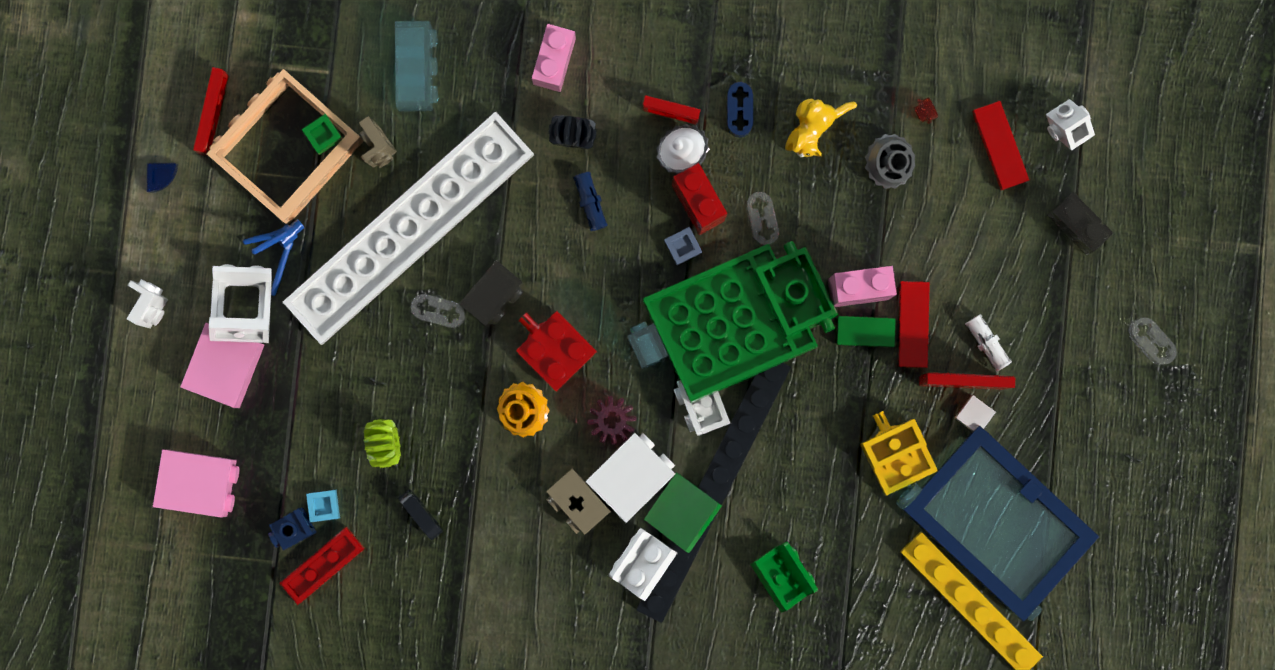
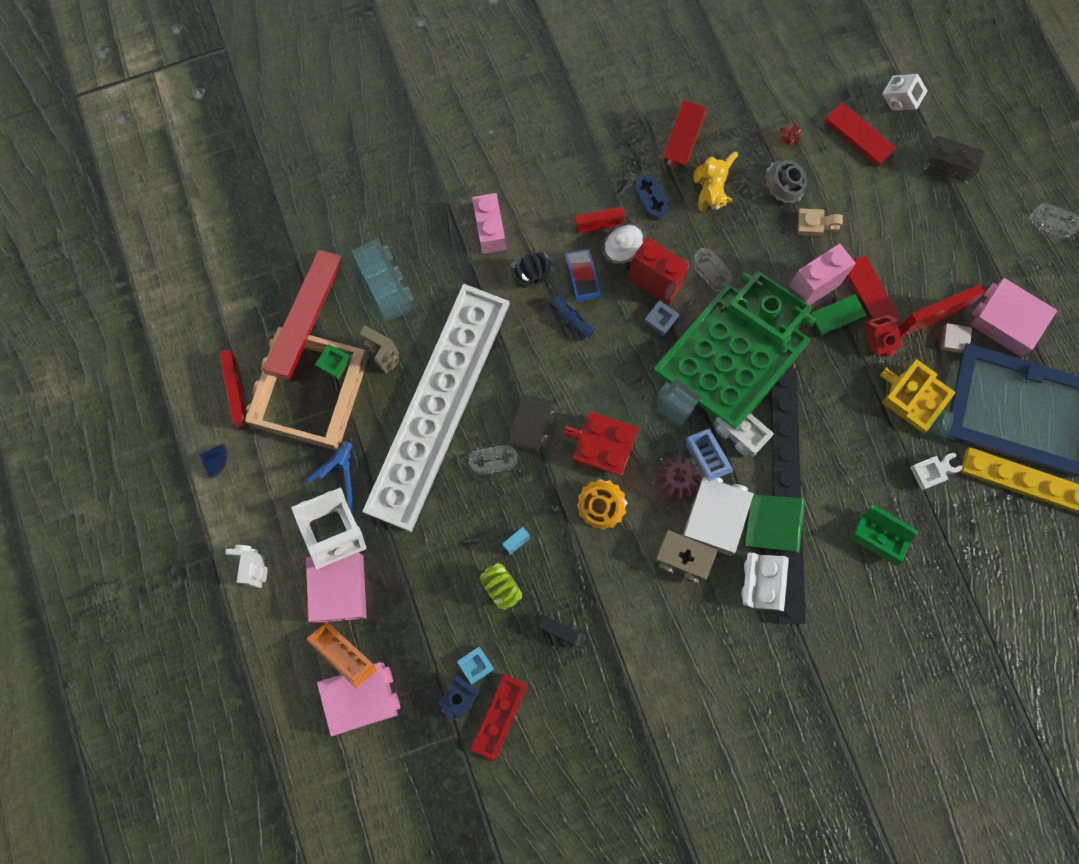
camera: 20 degrees left, 10 degrees down
(197, 434) = (341, 655): none -> orange plate
(315, 68) = (303, 315): none -> tile
(419, 405) = (516, 541): none -> medium azure tile
(624, 160) = (582, 275): none -> slope
(656, 393) = (707, 438): none -> medium blue slope
(810, 57) = (684, 134): none -> red slope
(869, 538) = (933, 471): none -> white plate
(895, 219) = (813, 223): none -> tan plate
(897, 377) = (881, 329): none -> red brick
(988, 342) = (950, 287): white pin -> none
(1042, 421) = (1012, 317): none -> bright pink brick

